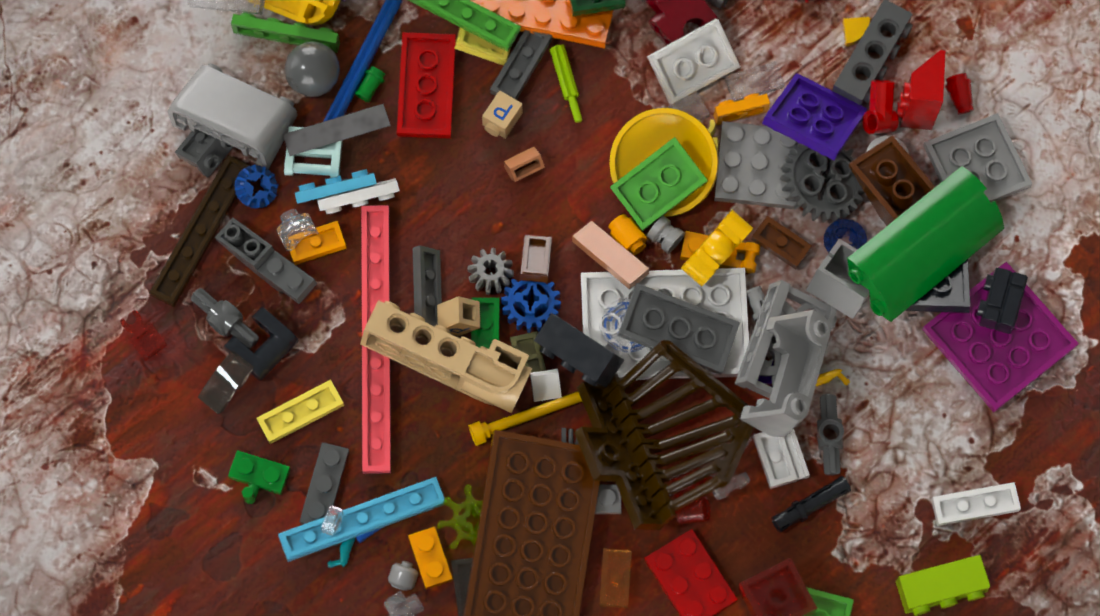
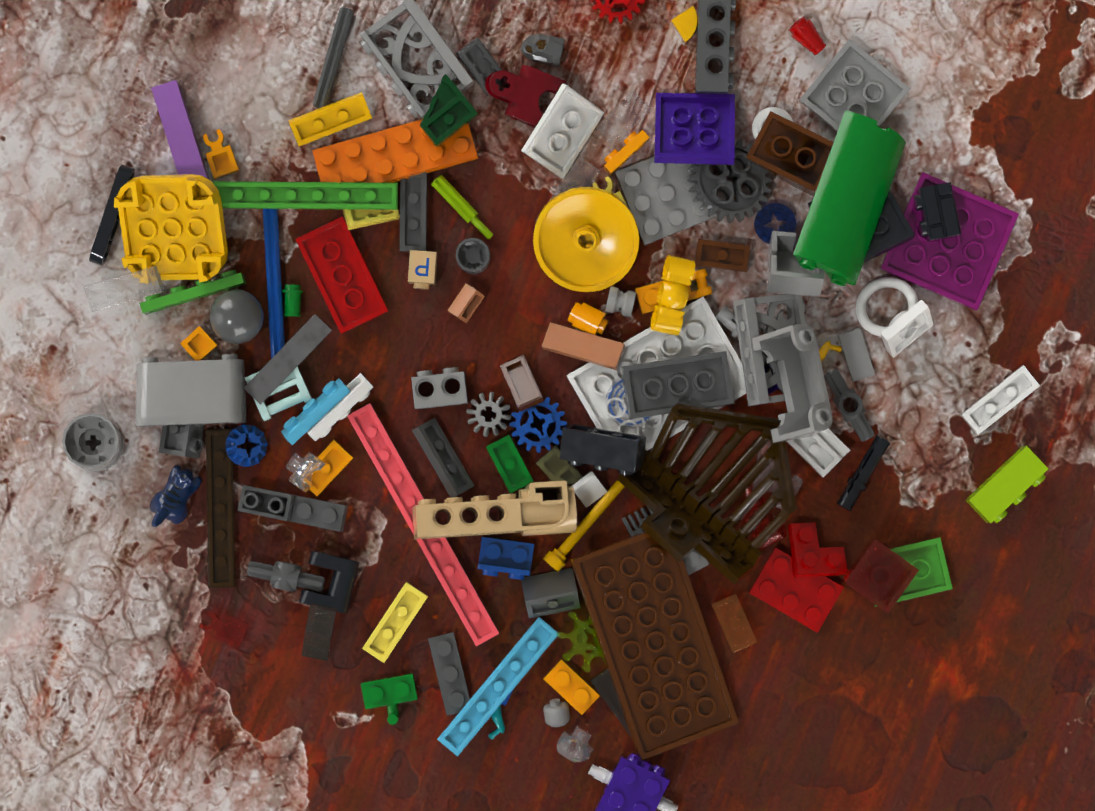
camera: 30 degrees left, 15 degrees up
(119, 96) = (81, 433): none -> light grey wheel
(164, 197) = (172, 500): none -> dark blue animal
(265, 78) = (198, 344): none -> light orange plate
(332, 521) = (477, 706): clear tile -> none
(435, 407) = (505, 557): none -> blue bracket
(454, 233) = (440, 396): none -> light grey brick
(457, 461) = (550, 593): none -> dark grey panel
(459, 315) = (484, 470): tan brick -> none
(553, 119) = (473, 256): none -> dark grey wheel
(659, 183) = (593, 263): bright green plate -> none
(718, 551) = (809, 558): none -> red plate
(860, 395) = (856, 354): none -> light grey piece
(881, 116) = (750, 94): red piece -> none
(917, 388) = (904, 326): none -> white tile
(923, 94) = (781, 61): red slope -> none

